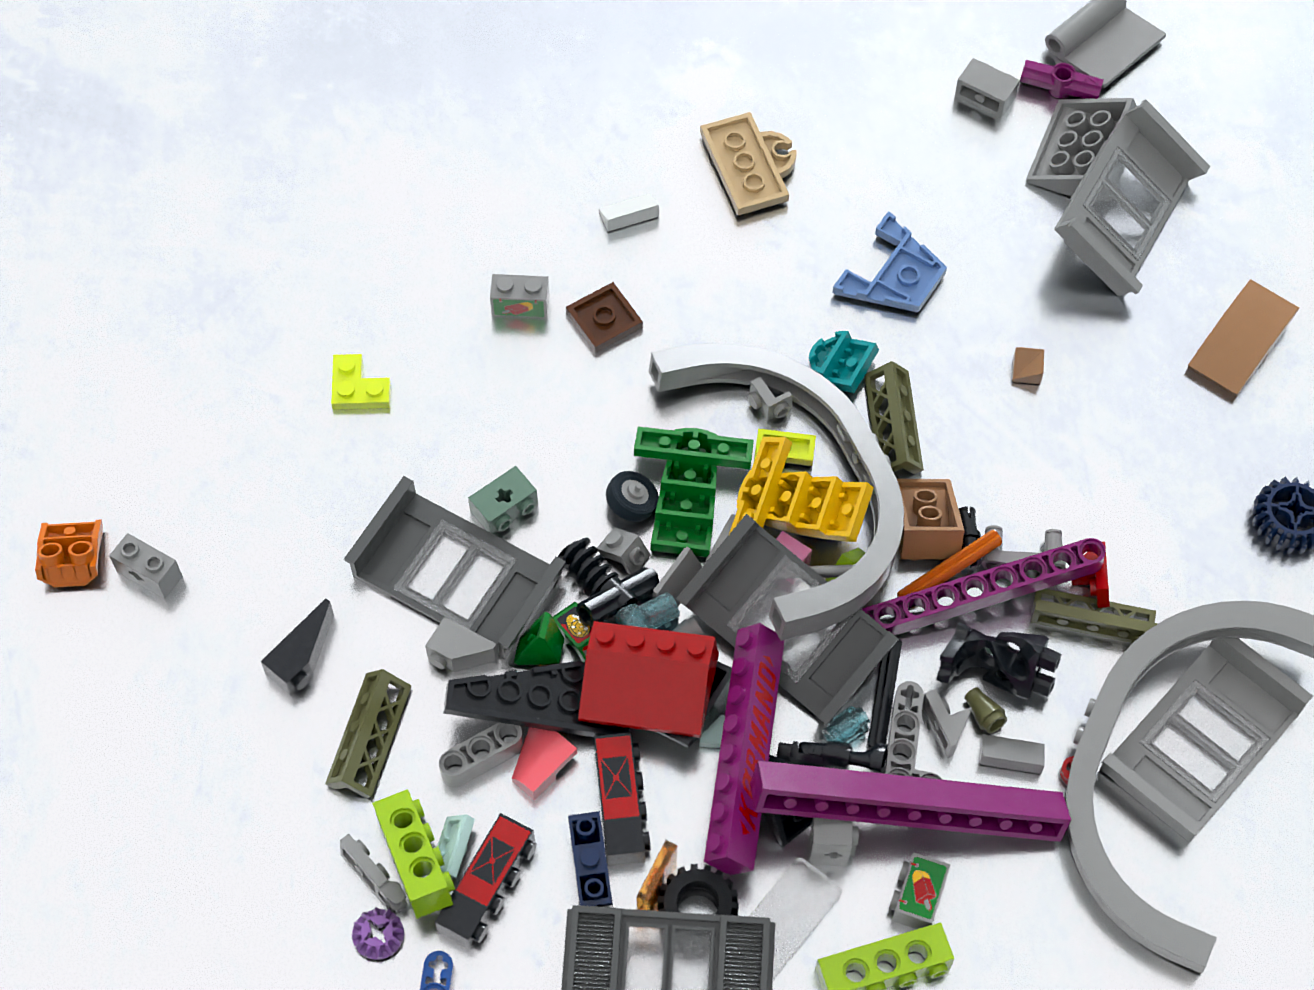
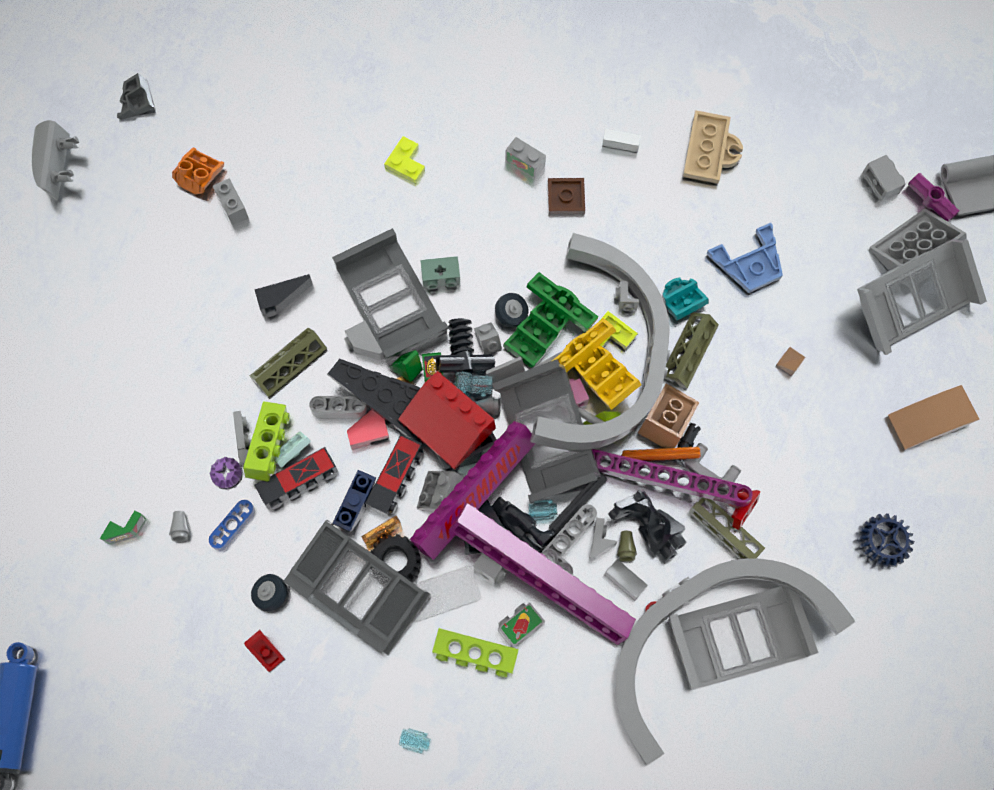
camera: 30 degrees right, 10 degrees up
(691, 781) = (436, 488): none -> light grey slope

